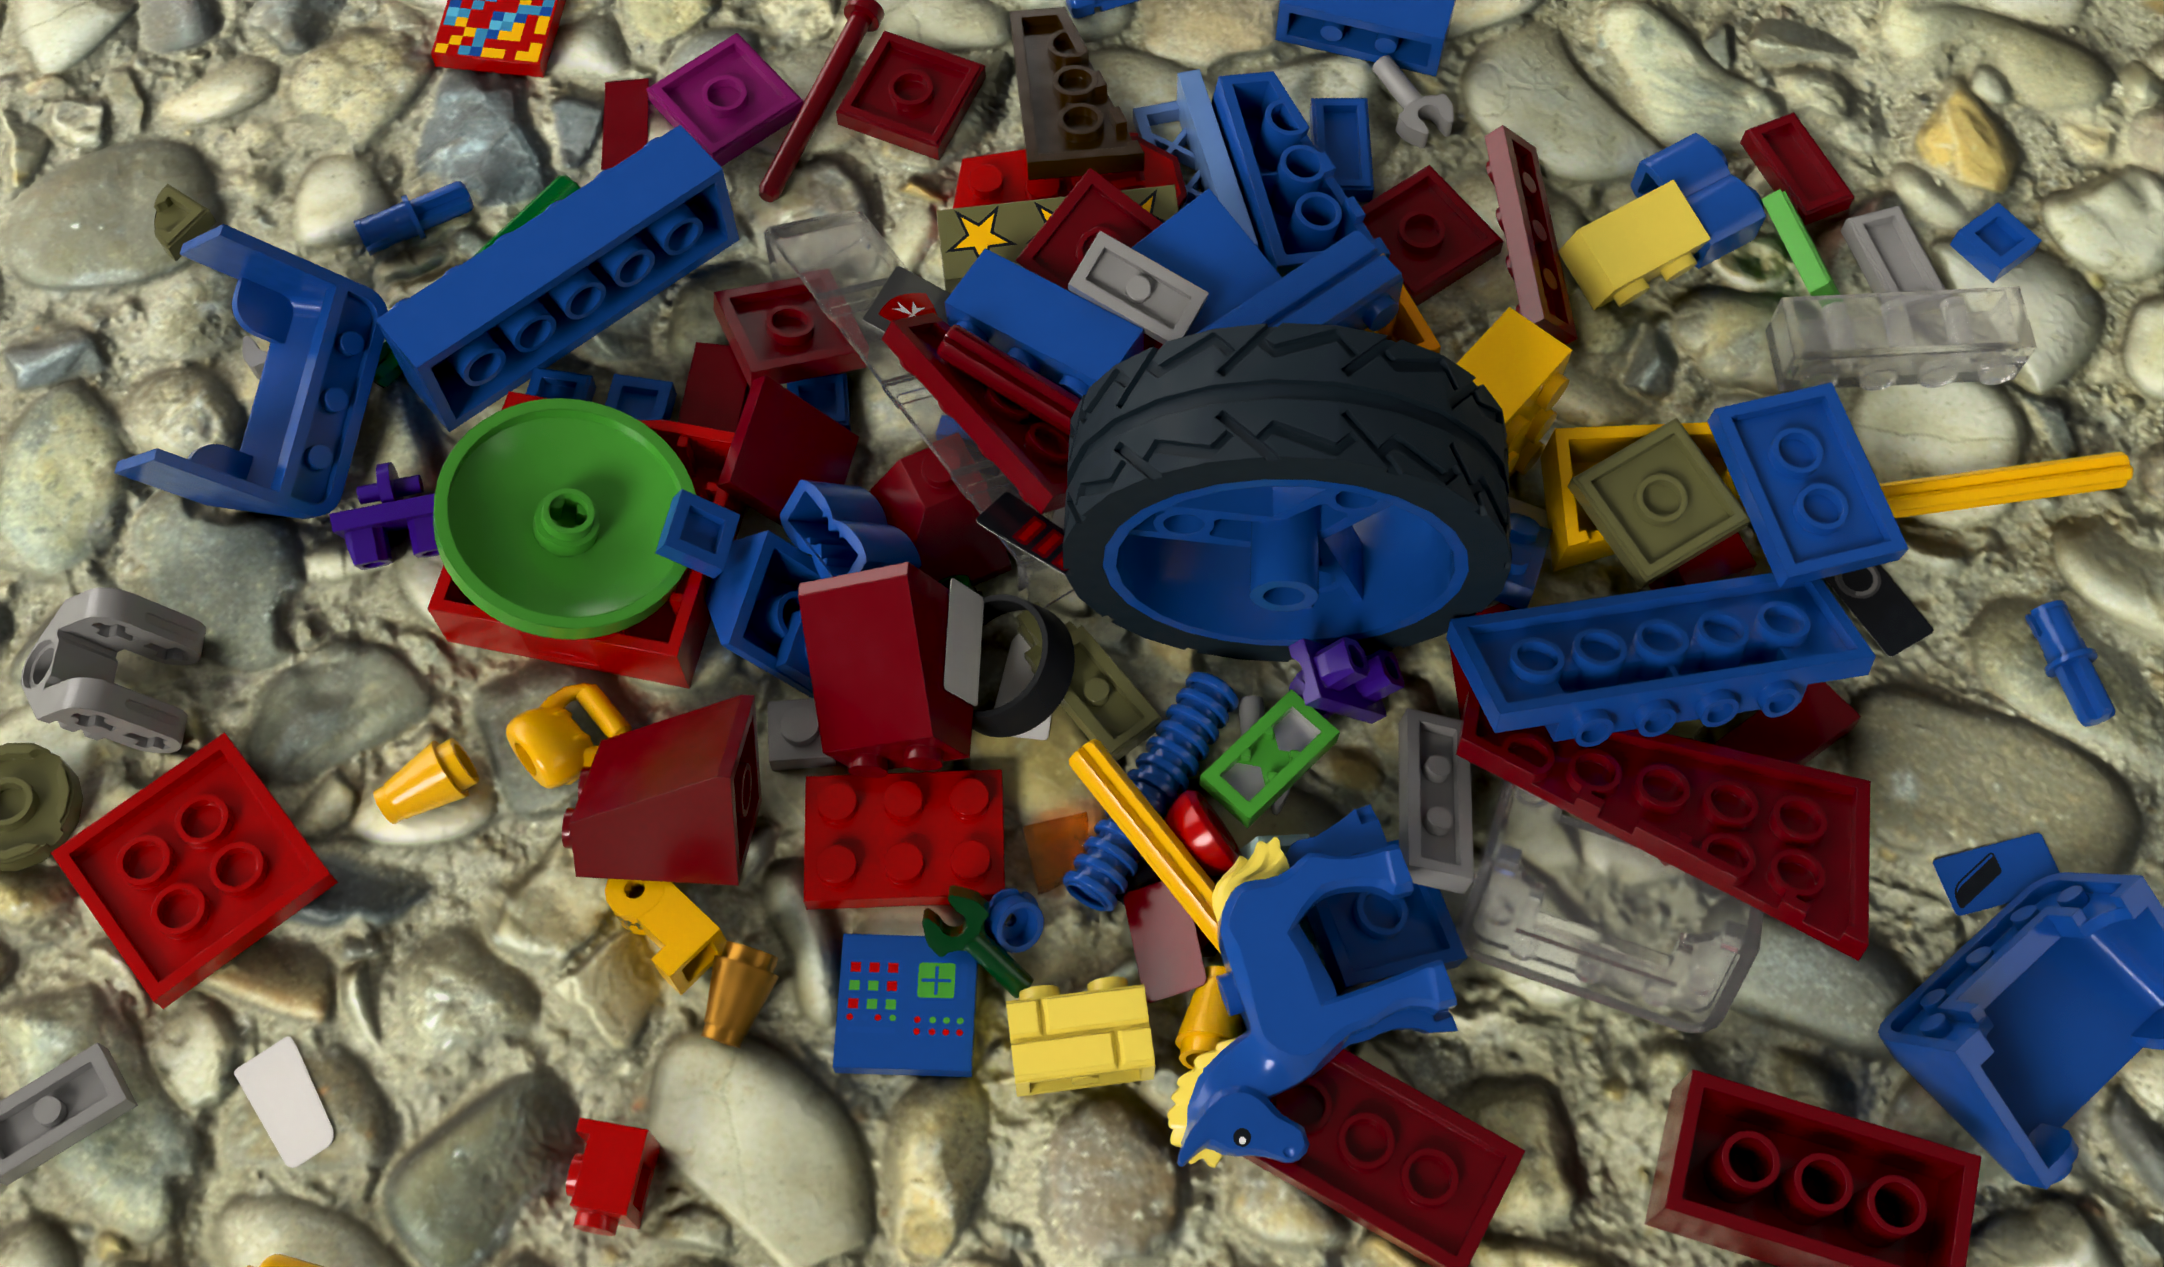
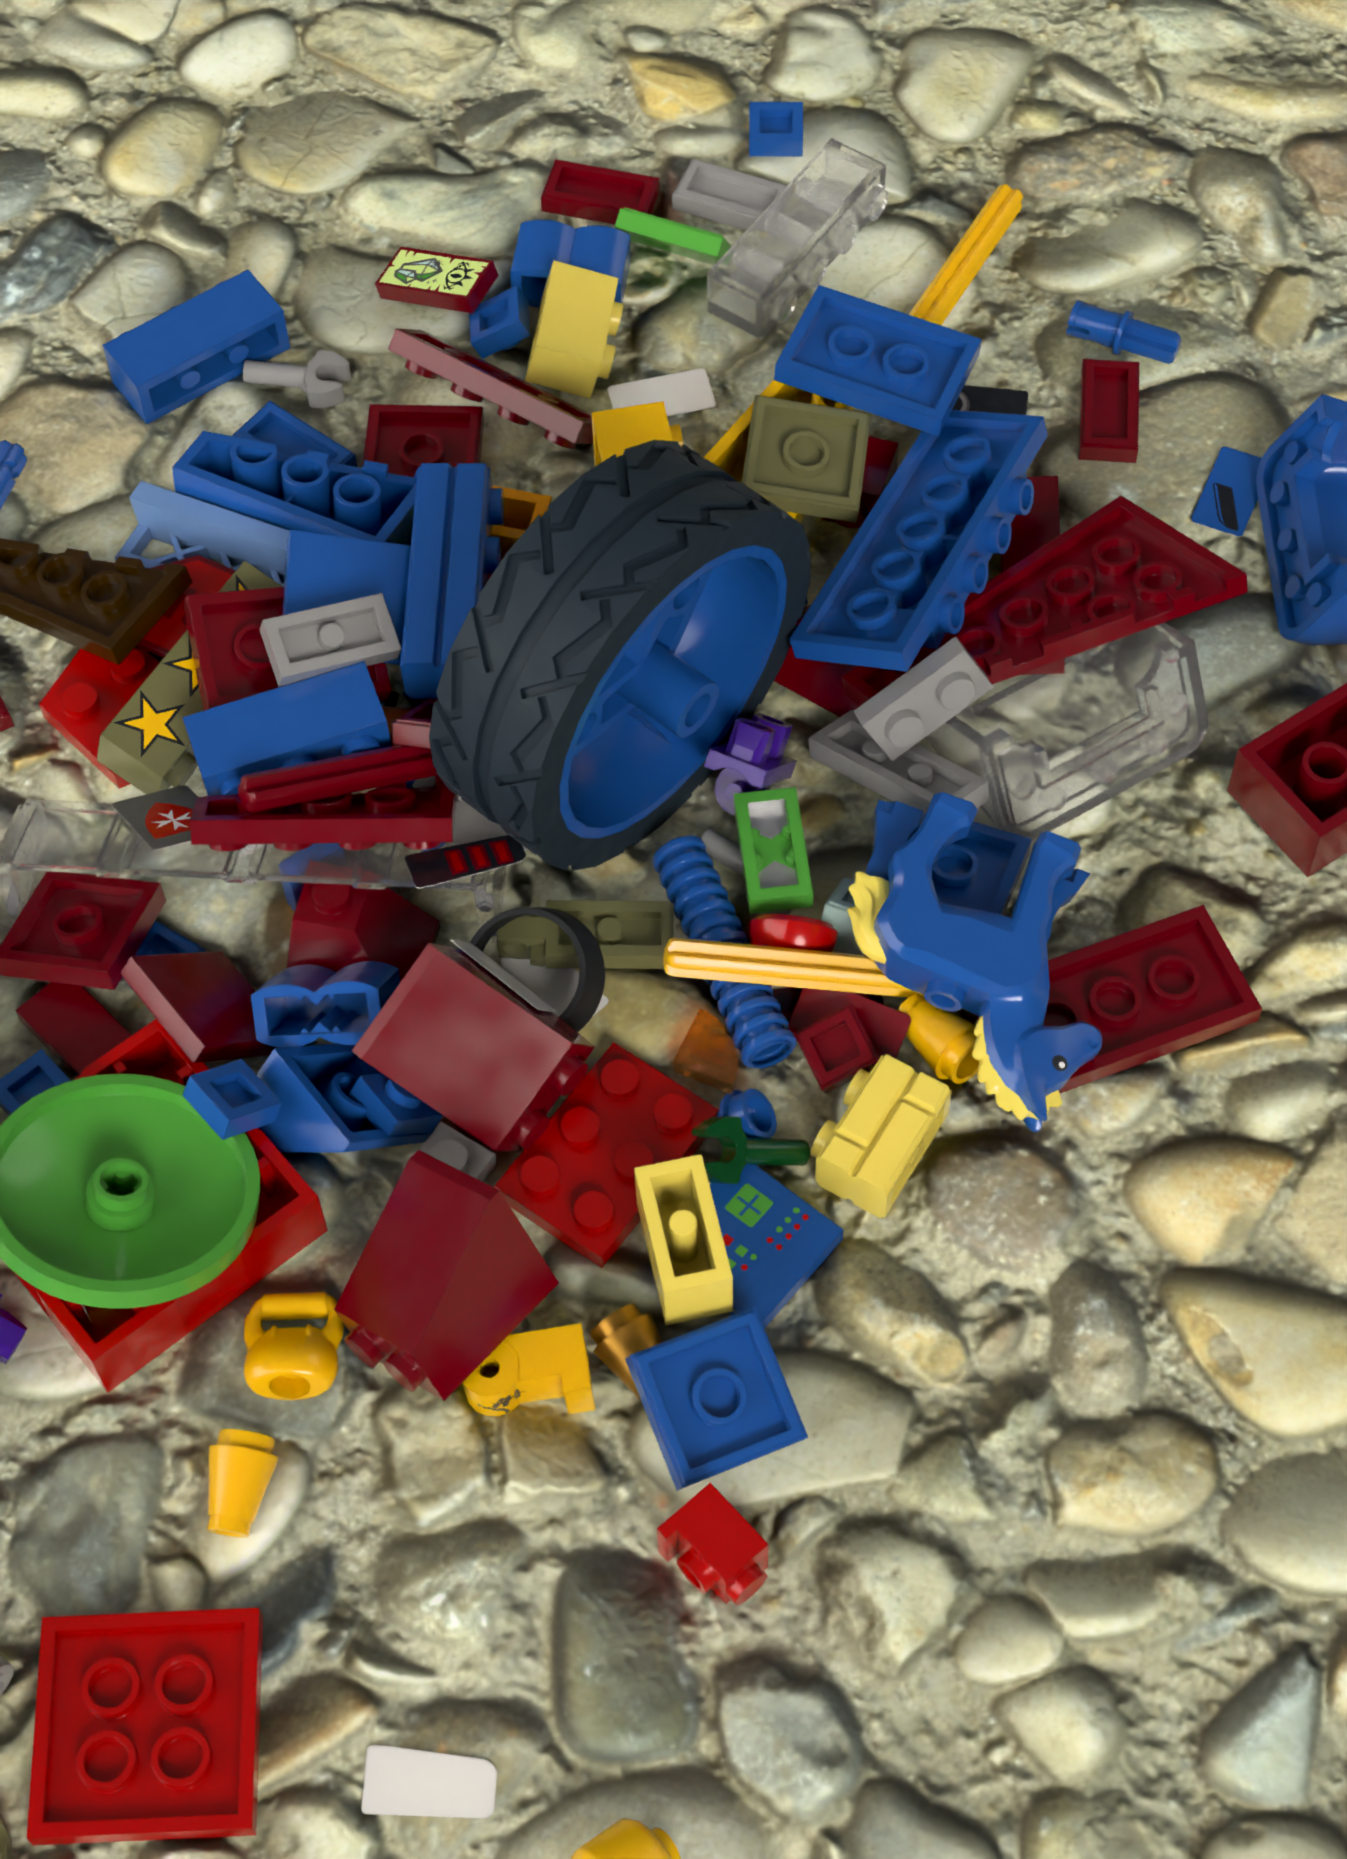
camera: 50 degrees left, 5 degrees down
(739, 1081) = (716, 1398): none -> blue tile
(841, 951) = (684, 1239): none -> light yellow brick
(1135, 945) = (837, 1048): none -> dark red tile
(1497, 767) = (923, 698): none -> light grey plate
(1589, 120) = (436, 279): none -> tile
(1592, 192) = (500, 322): none -> blue plate
(1647, 359) = (680, 392): none -> white sticker
(1978, 710) = (1109, 411): none -> dark red tile

